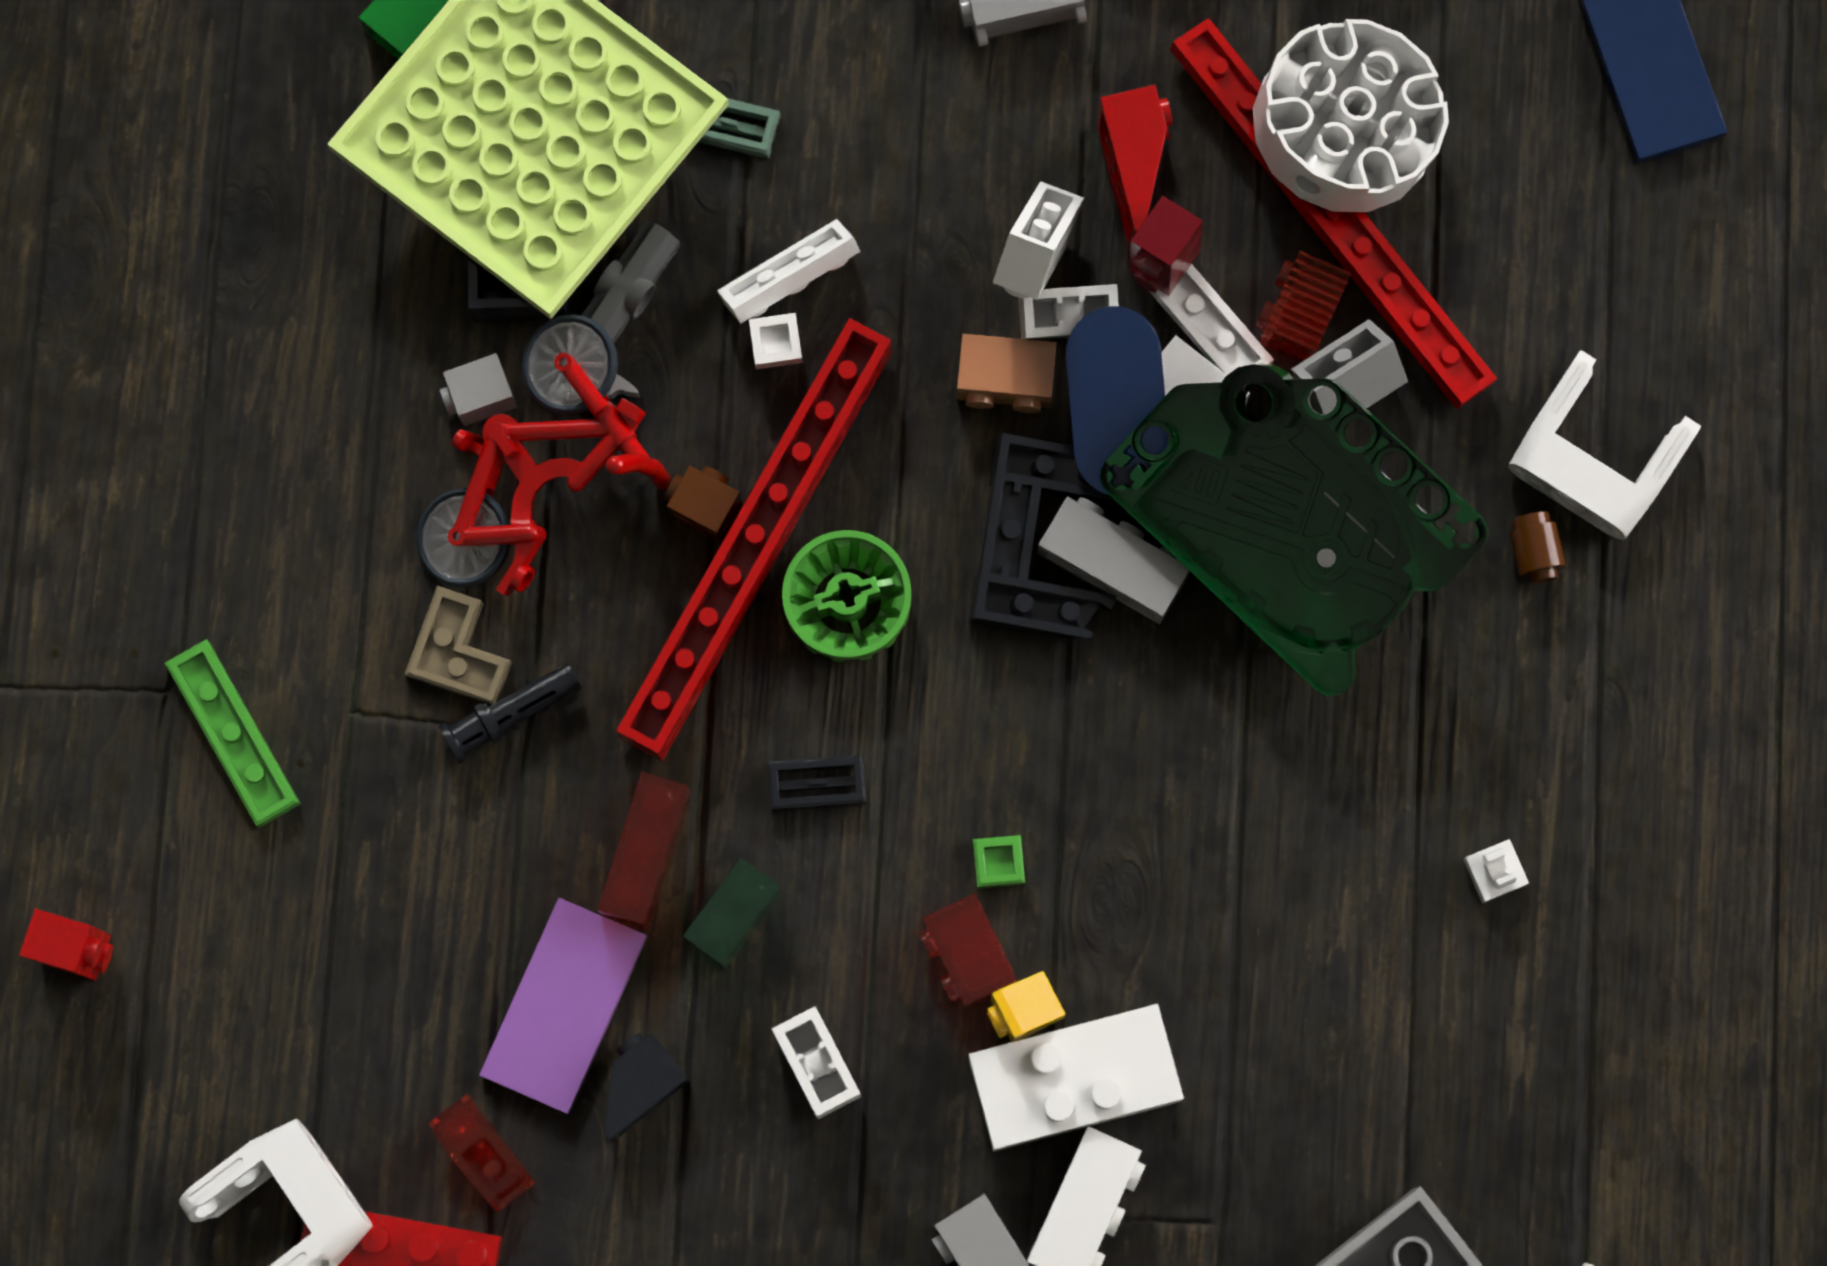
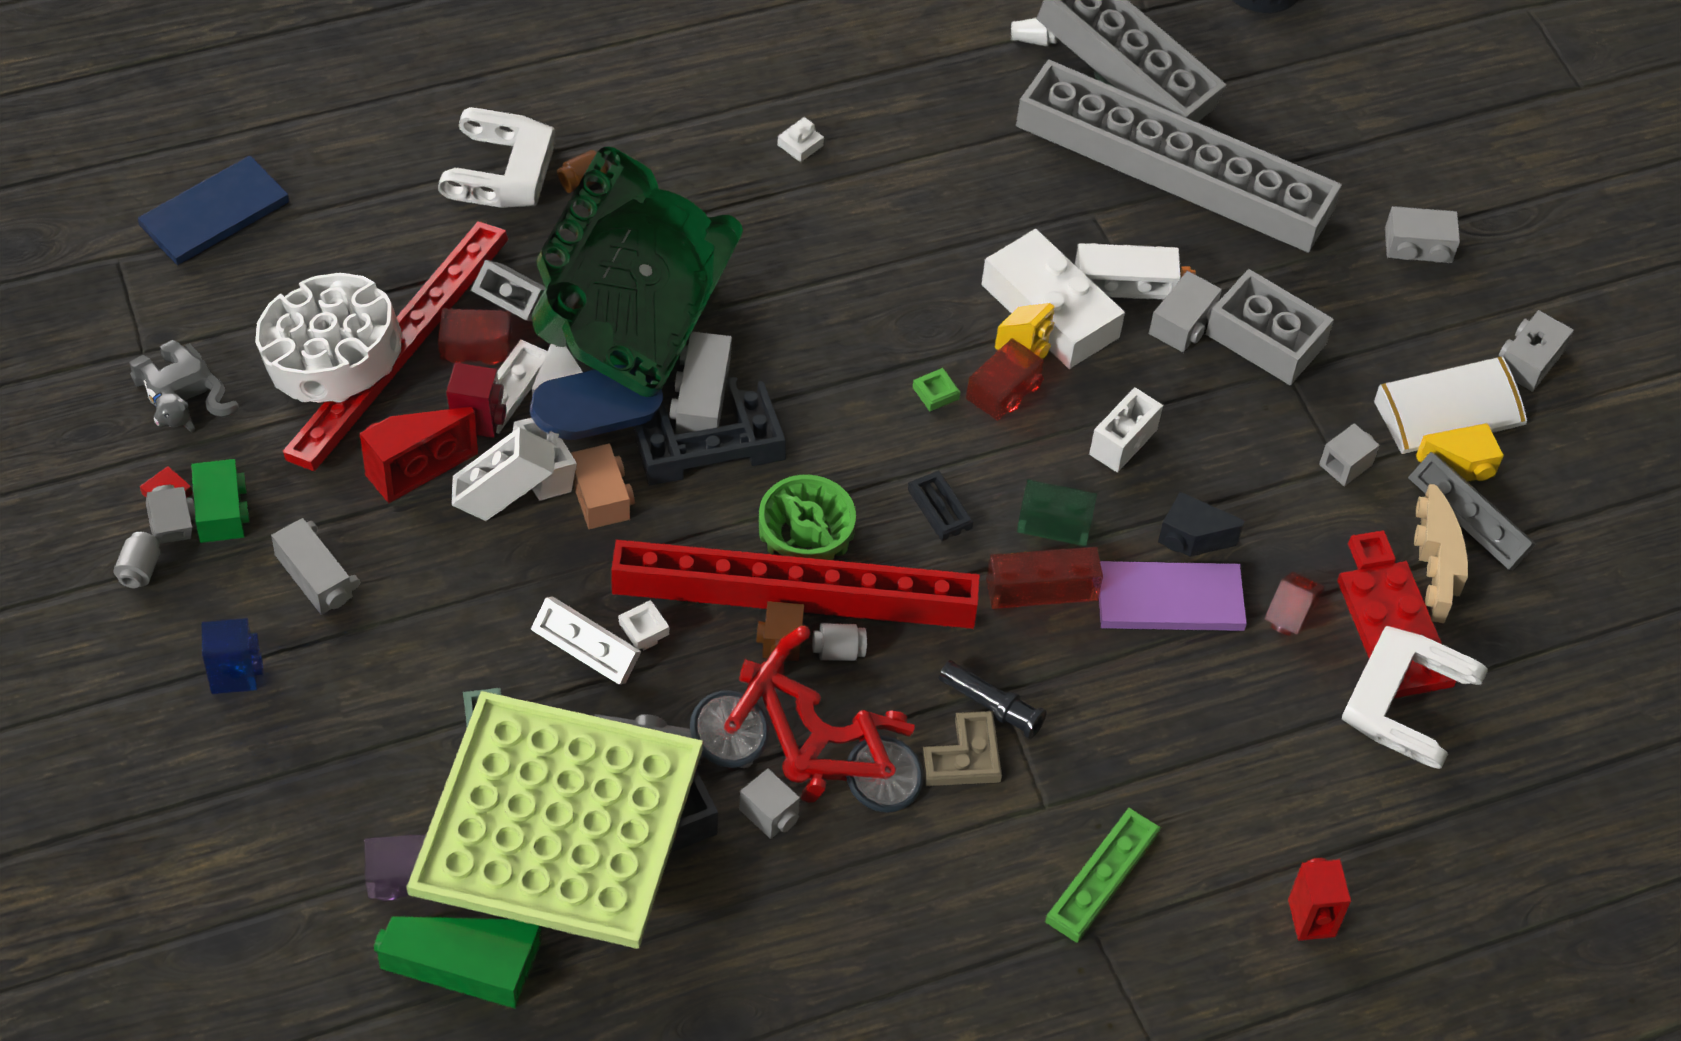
camera: 120 degrees left, 25 degrees down
(662, 564) = (839, 642): none -> light grey brick

